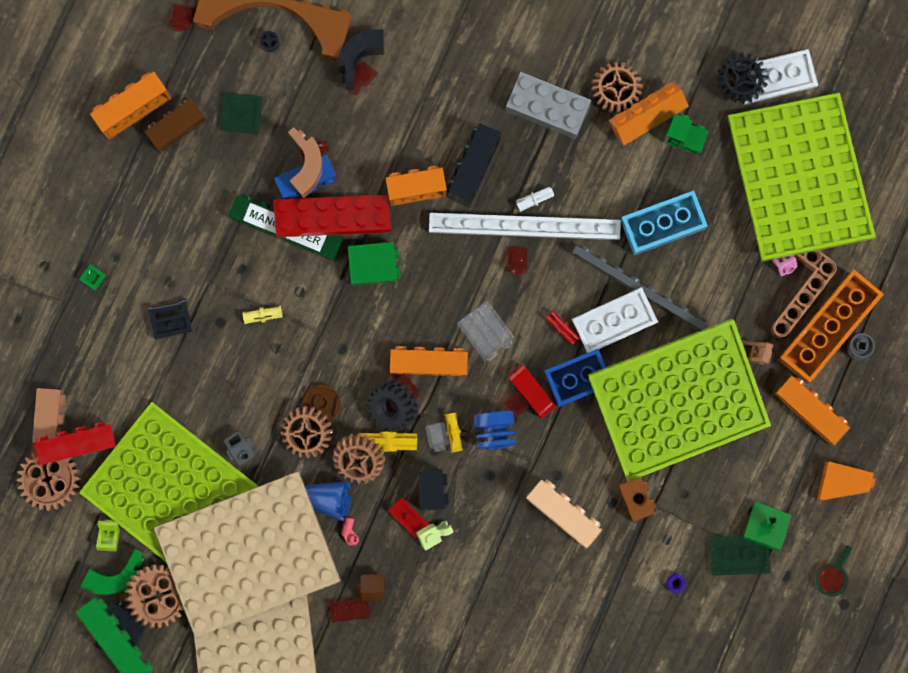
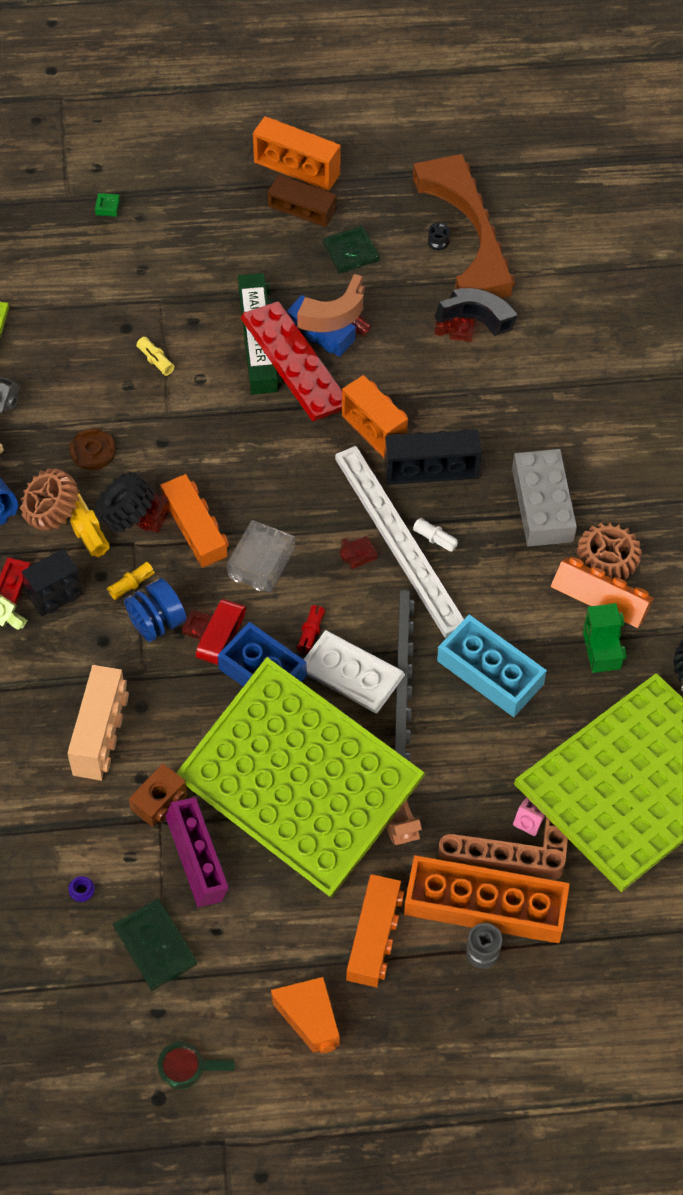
camera: 55 degrees right, 25 degrees down
(170, 325) = (98, 287): black plate -> none
(181, 18) = (406, 160): clear red bracket -> none
(314, 431) = (59, 431): nougat gear -> none
(373, 264) = (268, 422): green brick -> none
(437, 436) = (116, 563): clear brick -> none
(695, 496) = (196, 852): none -> magenta brick
(767, 526) = (205, 953): green tile -> none

